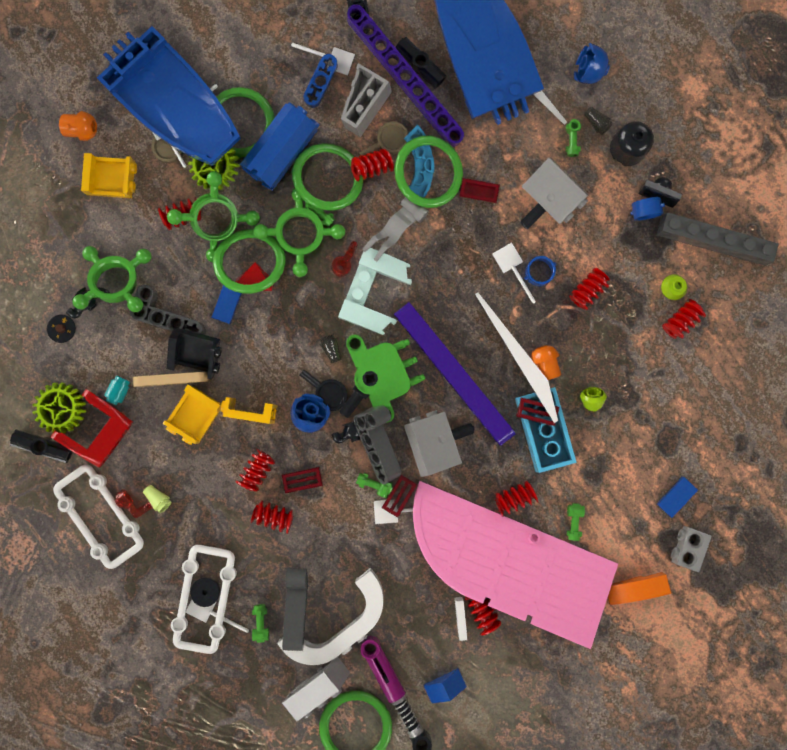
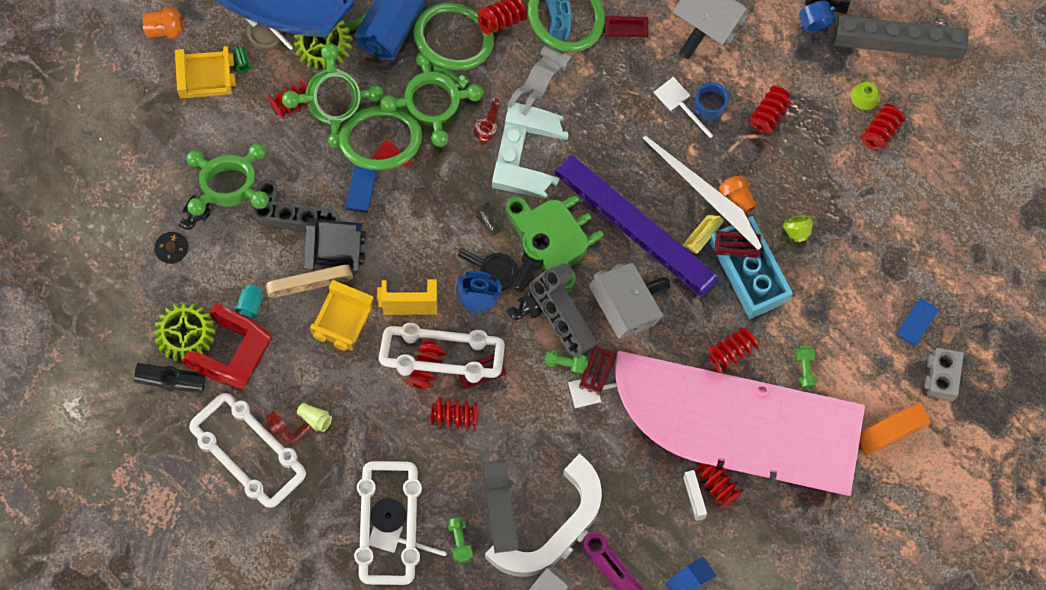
camera: 10 degrees left, 15 degrees down
(142, 168) = (241, 59): none -> green piece
(292, 486) = (411, 333): none -> white bar
(510, 391) = (703, 233): none -> light yellow tile

